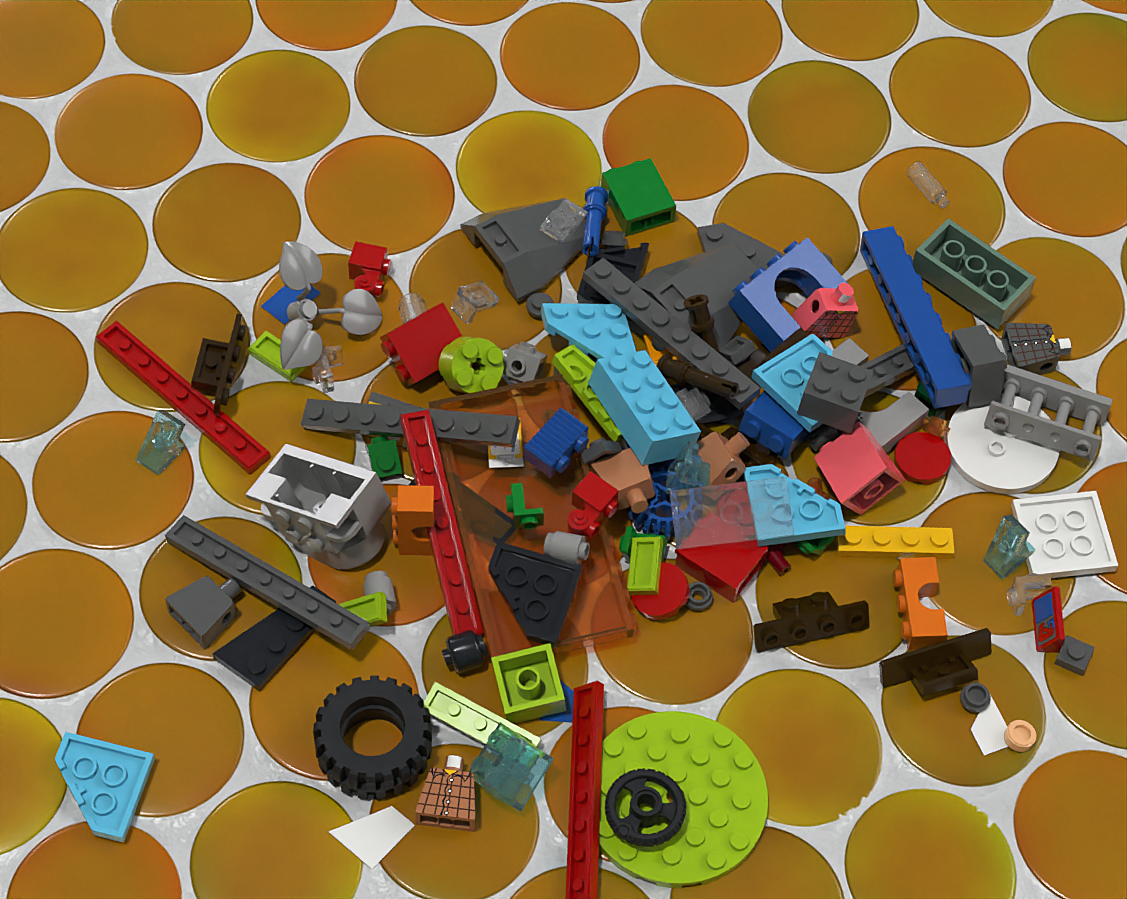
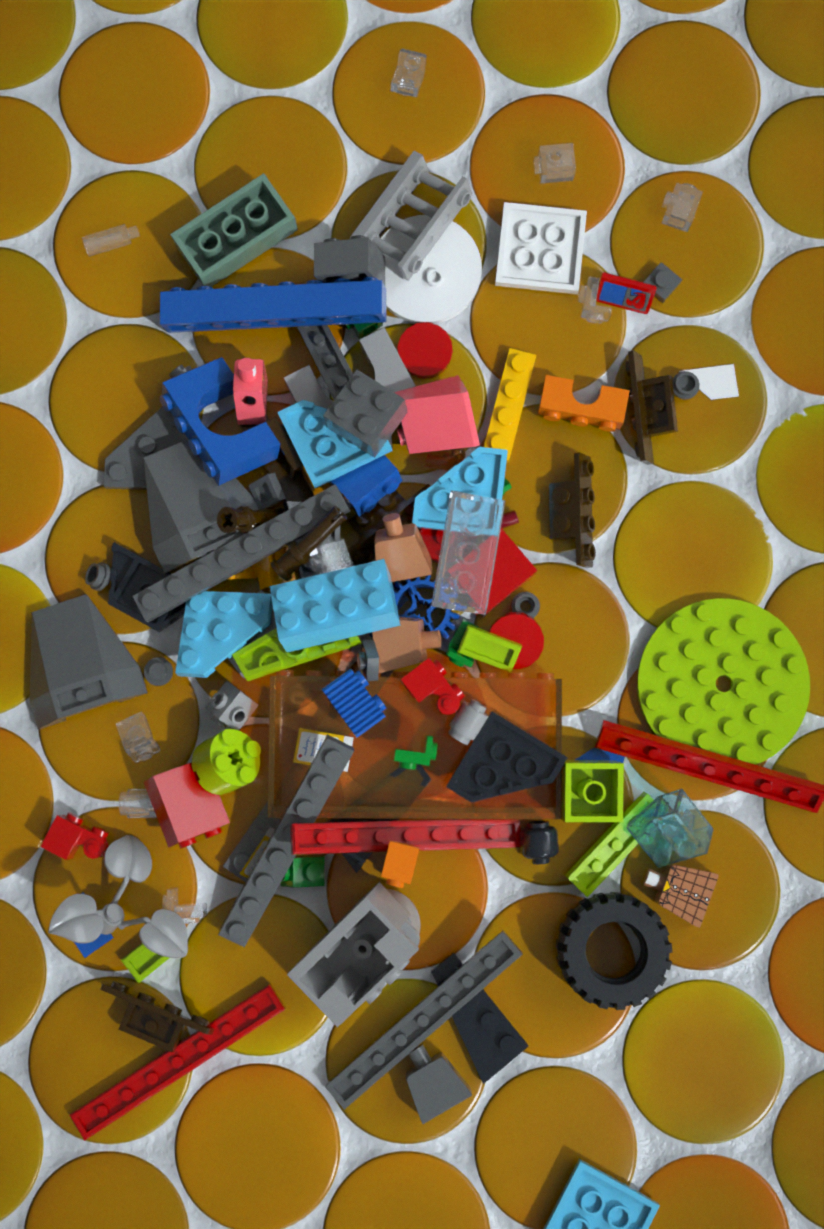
camera: 70 degrees left, 25 degrees up
(161, 442) = (236, 1094): clear light blue slope -> none
(369, 607) = (479, 930): lime tile -> none
(374, 834) = (697, 966): white sticker -> none
(379, 581) = (457, 909): light grey brick -> none
(563, 221) = (70, 623): clear slope -> none
(596, 199) = (62, 588): blue pin -> none
(627, 827) = (752, 691): black wheel -> none
(638, 197) = (50, 537): green brick -> none
(688, 470) = (412, 582): clear light blue slope -> none
(936, 426) = (398, 326): clear orange plate -> none
(1008, 547) = (550, 304): clear light blue slope -> none
(1020, 735) = (730, 358): light nougat tile -> none
(1033, 347) = (332, 205): dark grey torso -> none

